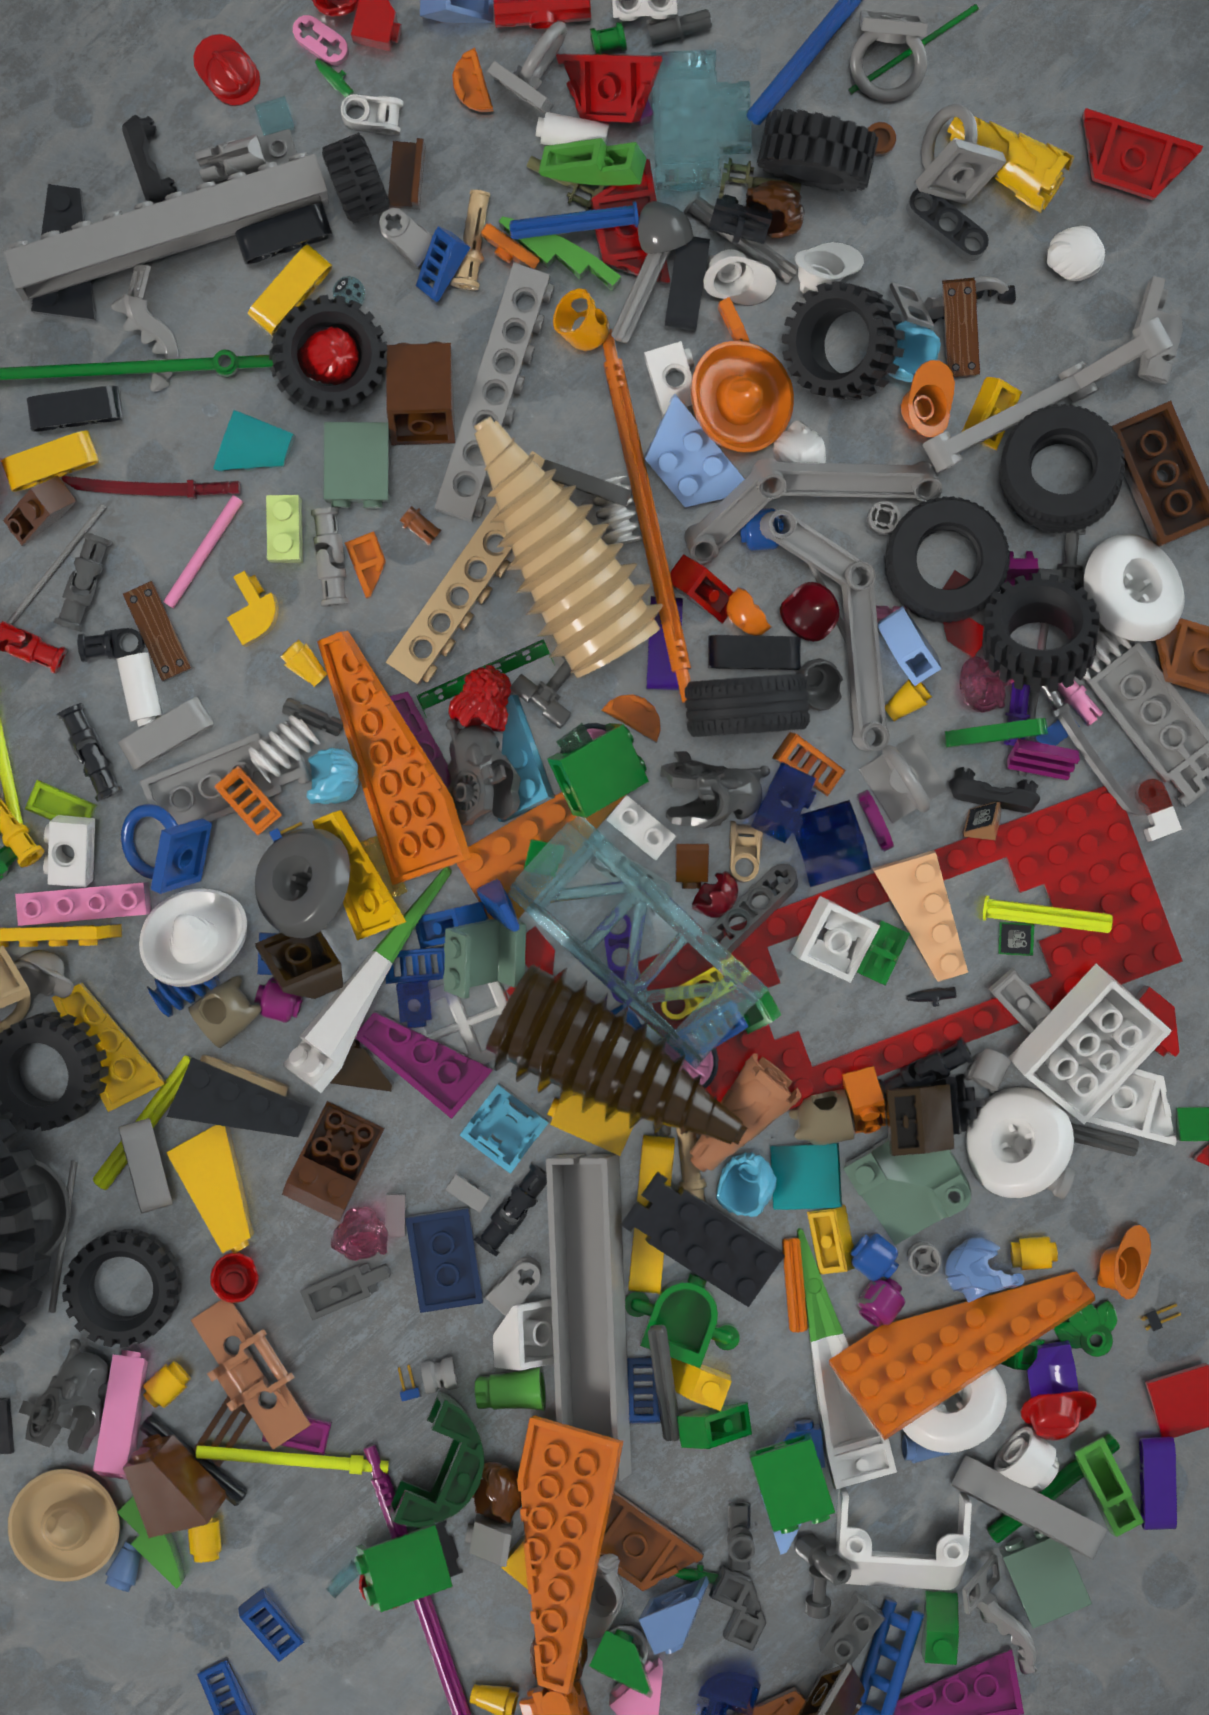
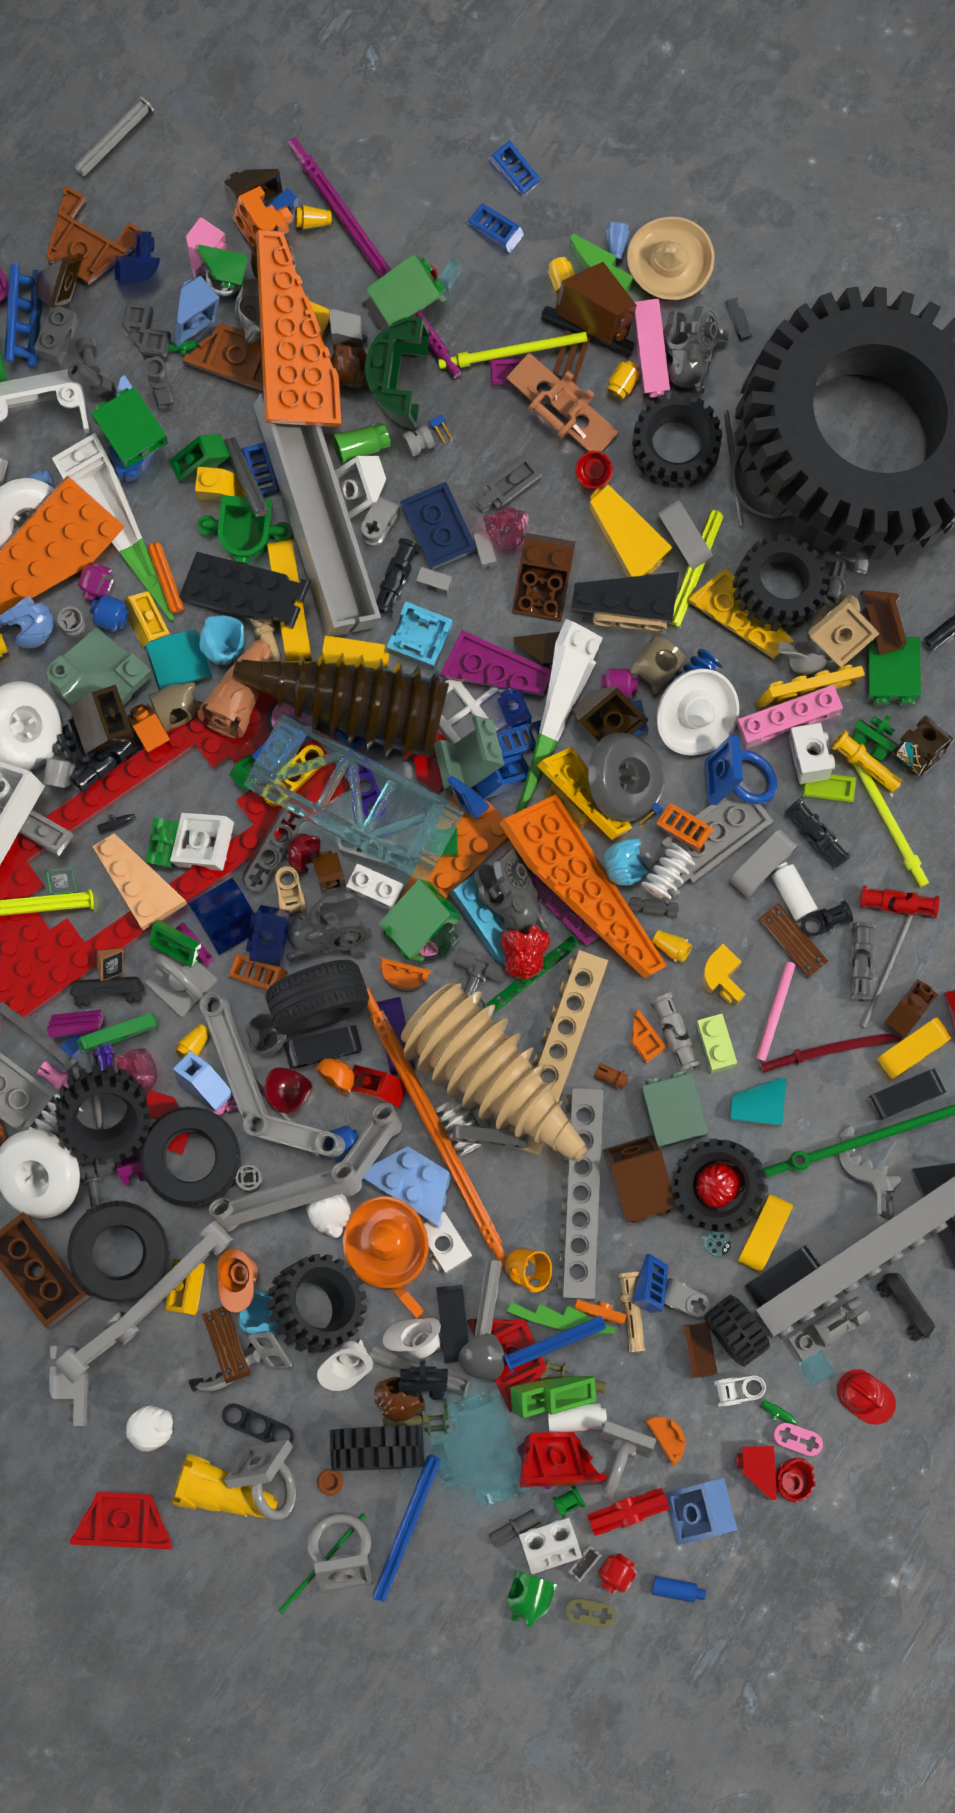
camera: 170 degrees right, 10 degrees down
(900, 823) = (175, 940): none -> green tile

